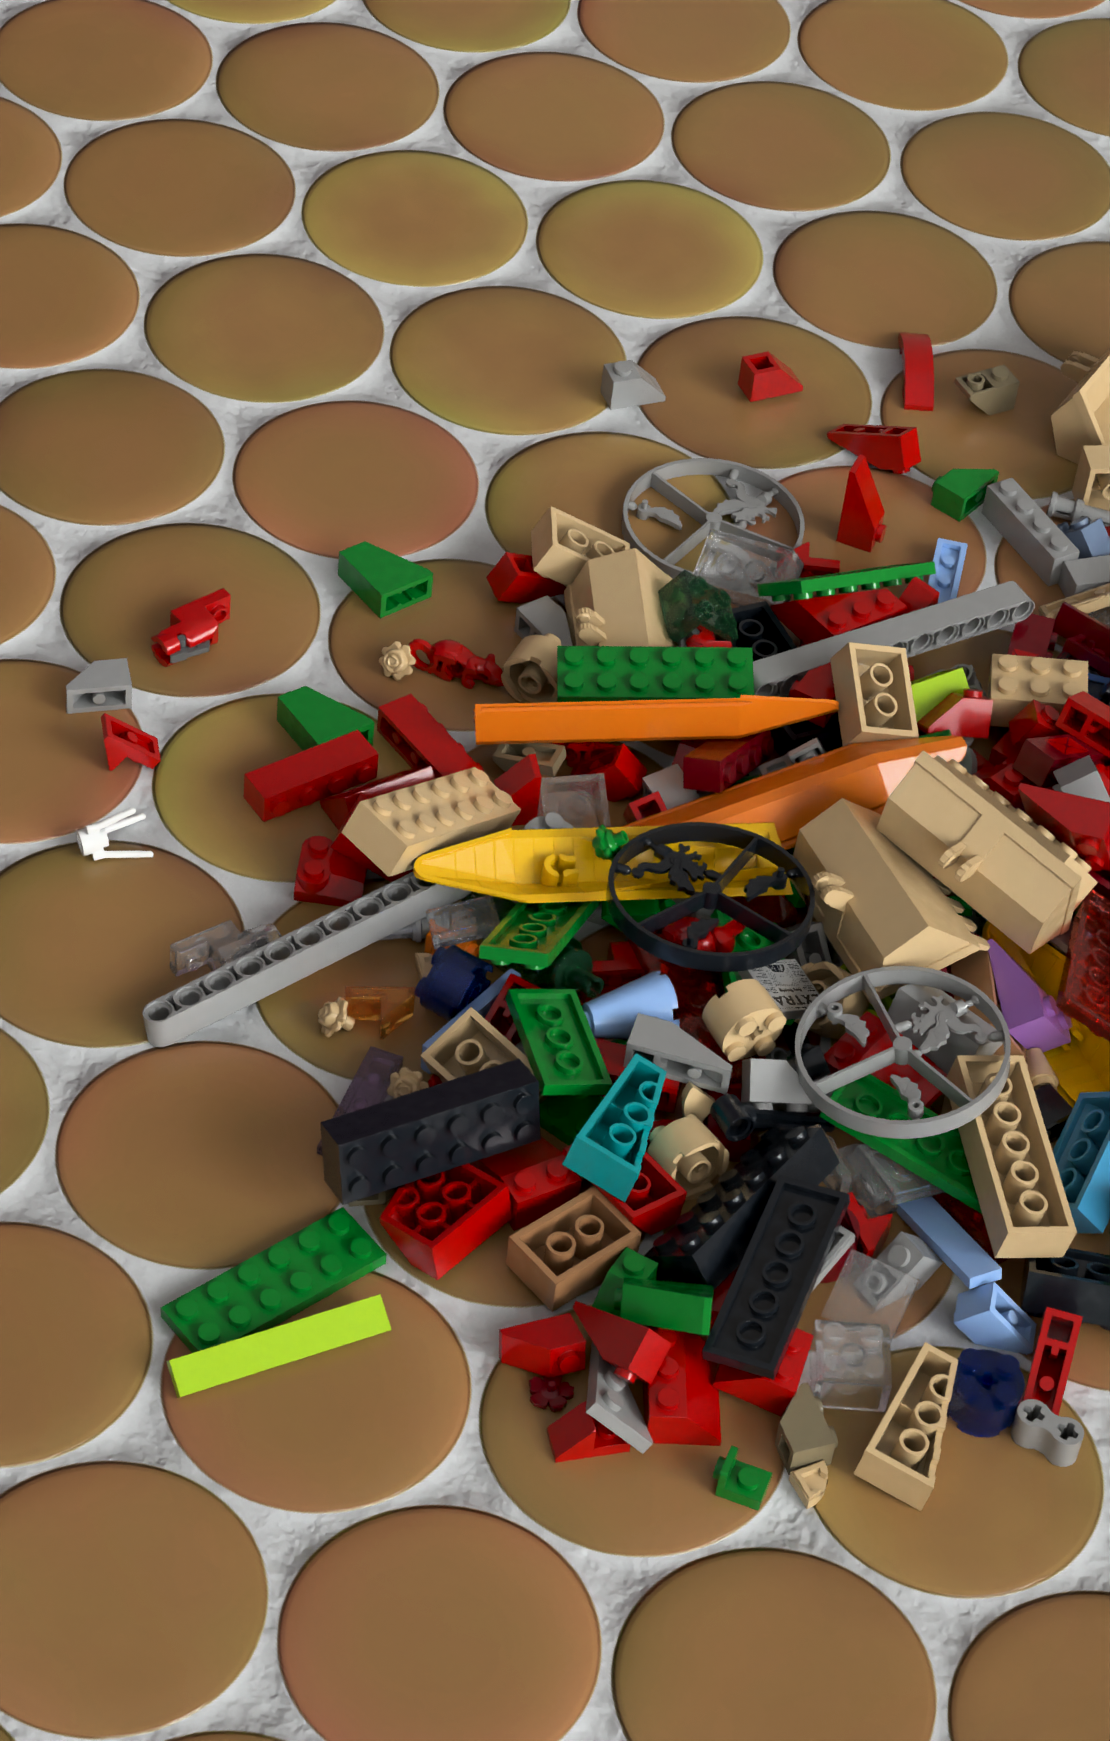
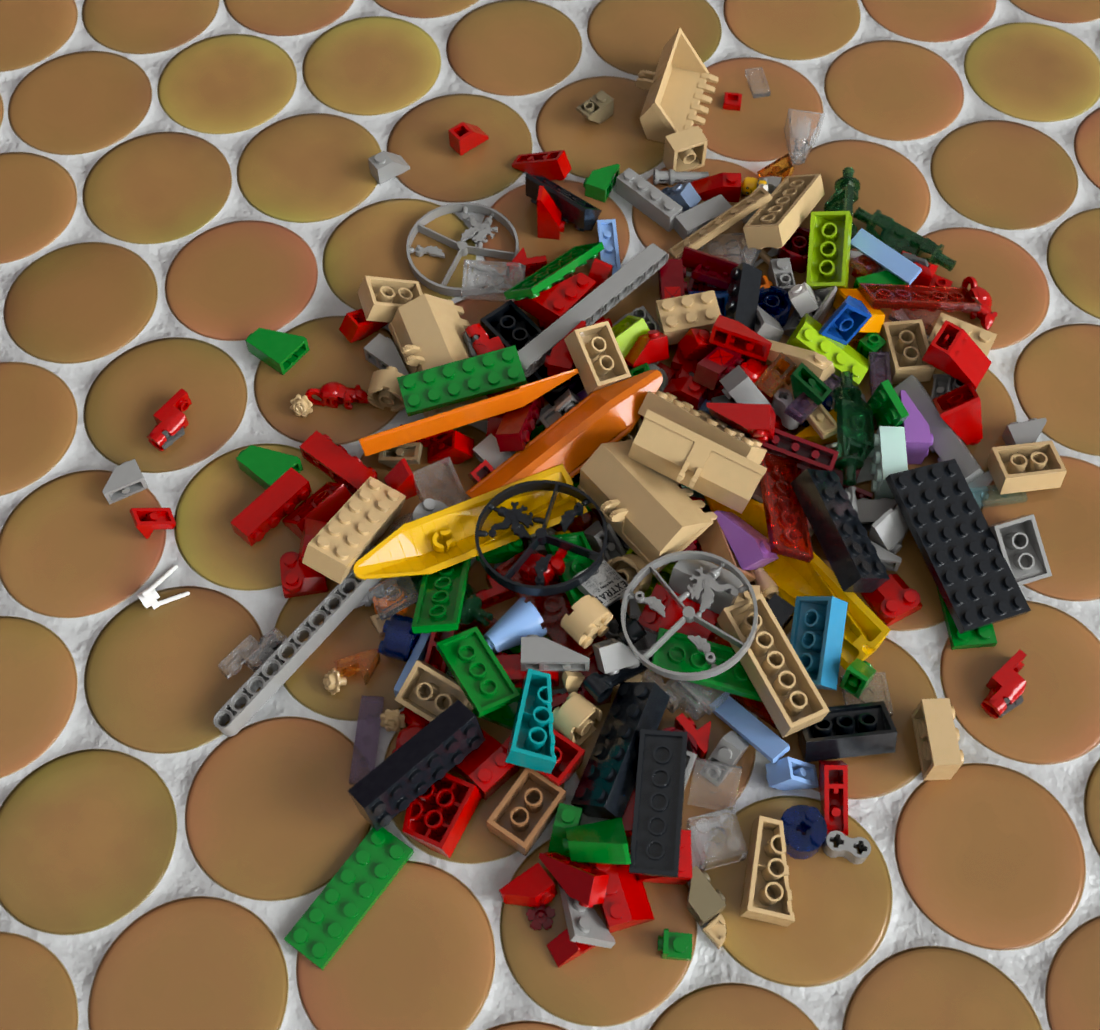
camera: 10 degrees left, 15 degrees up
(278, 1346) = (364, 944): lime tile -> none
(608, 843) = (468, 517): green plant -> none
(694, 602) = (472, 319): clear green bracket -> none
(903, 510) = (571, 206): none -> black slope
(917, 370) = (551, 104): red slope -> none

